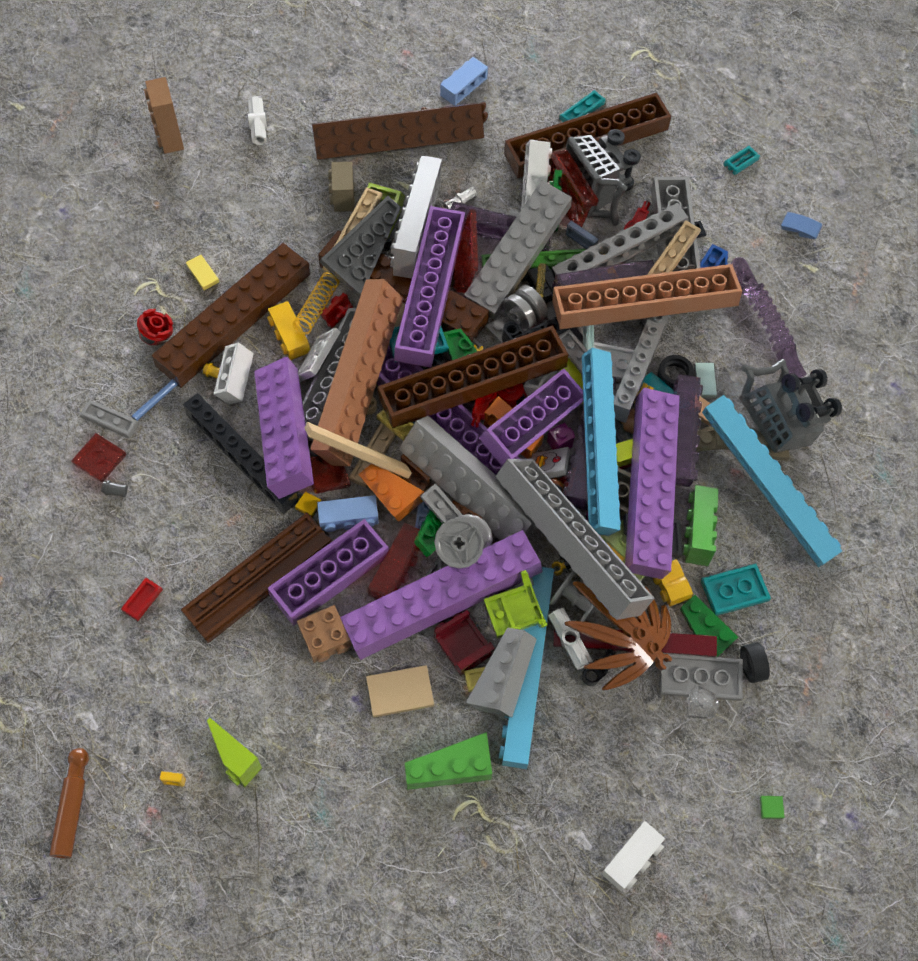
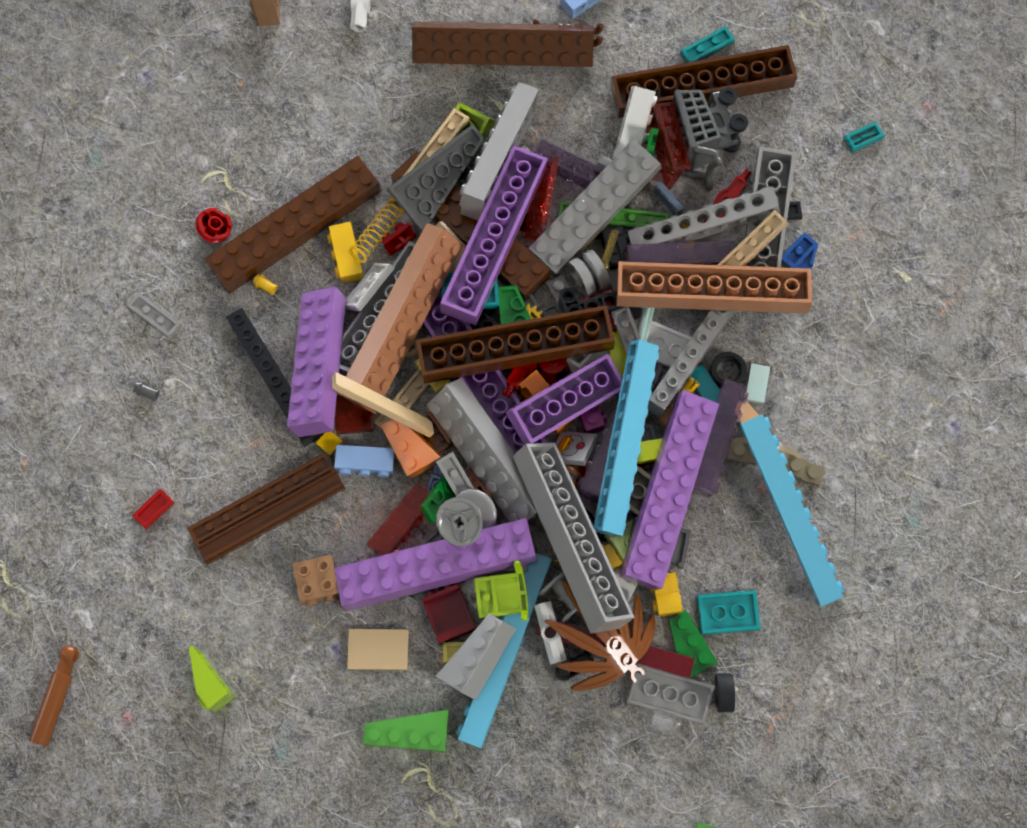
camera: 15 degrees right, 10 degrees up
(98, 457) = (137, 354): clear red tile -> none
(154, 400) = (201, 303): medium blue bar -> none
(173, 779) = (150, 692): yellow tile -> none
(202, 272) = (272, 170): light yellow tile -> none
(233, 373) = (282, 291): white brick -> none
(328, 572) = (333, 518): medium lavender brick -> none
(342, 186) = (431, 100): dark tan brick -> none
(461, 197) = (552, 132): white pin -> none
(702, 525) = (711, 540): bright green wedge -> none
(771, 317) = (842, 331): clear purple piece -> none
(801, 417) = (834, 434): dark grey piece -> none
(803, 225) = (906, 226): medium blue slope -> none

